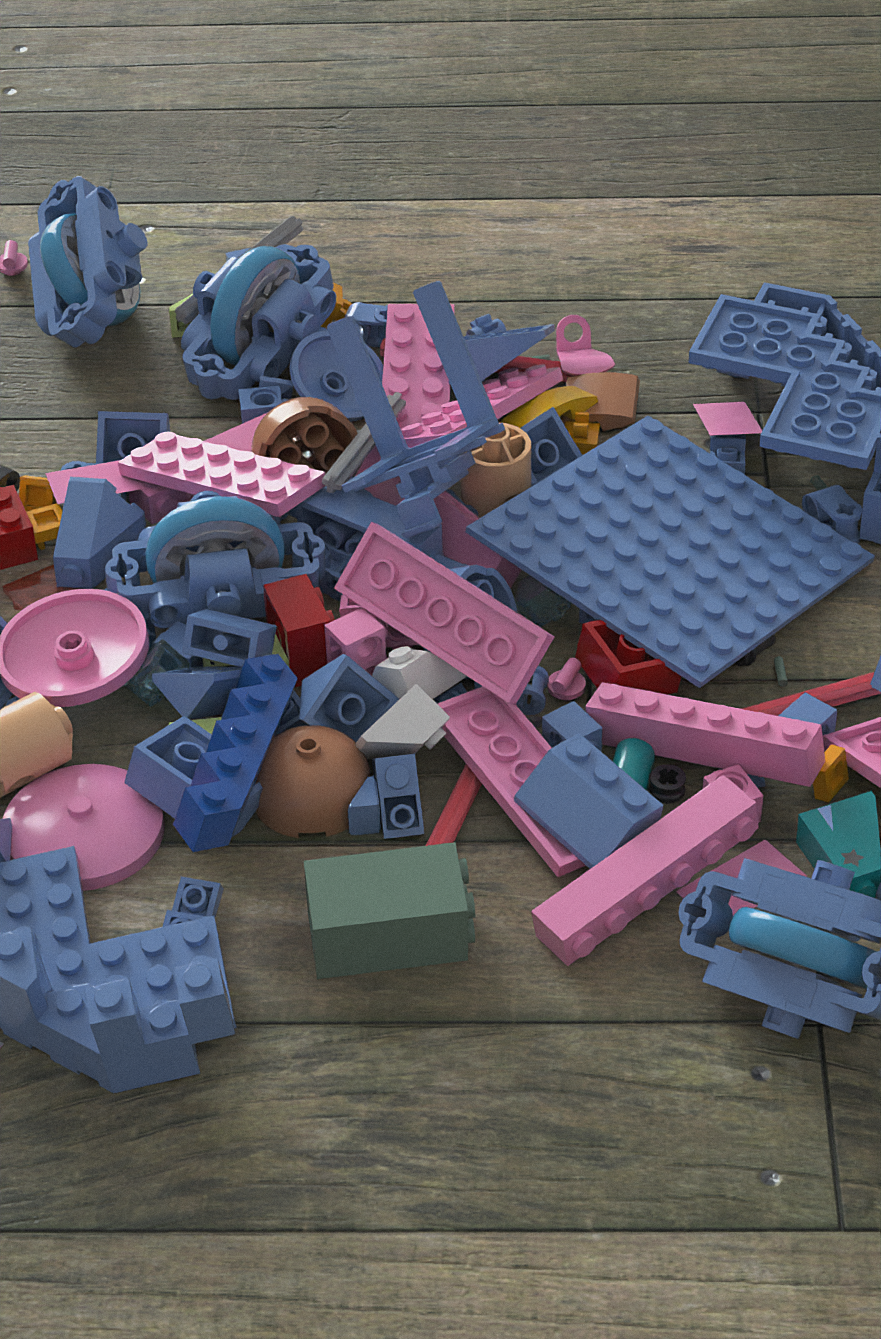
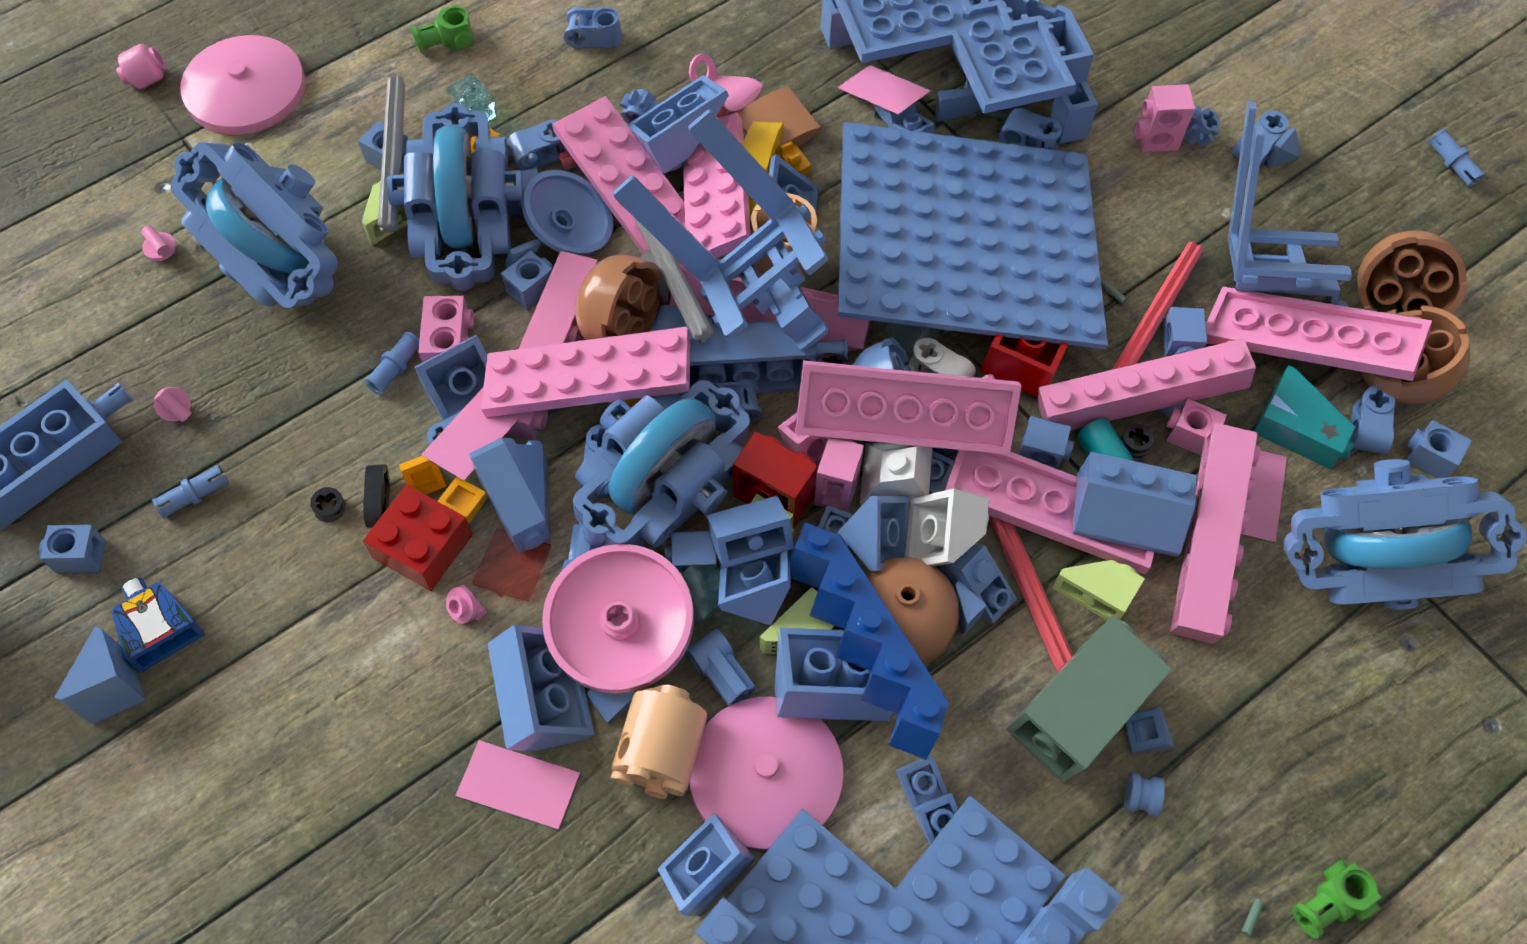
camera: 40 degrees left, 20 degrees up
(88, 417) = (393, 363): none -> medium blue pin
(121, 139) = (141, 66): none -> bright pink head
(122, 731) = (715, 659): none -> medium blue piece
(165, 397) = (439, 332): none -> bright pink brick
(188, 186) = (243, 85): none -> bright pink dish
(351, 270) = (472, 95): none -> clear light blue brick
(368, 1014) = (1144, 794): none -> medium blue wheel
(369, 1161) = (1253, 917): none -> sand green piece
(389, 214) = (450, 29): none -> bright green connector
(429, 985) = (1148, 732): none -> medium blue slope
(461, 1186) = (1336, 901): none -> bright green connector
(504, 860) = (1100, 587): none -> yellowish green slope
(513, 265) = (596, 27): none -> medium blue piece
(543, 616) = (941, 361): none -> white piece
(797, 466) = (956, 103): none -> medium blue slope

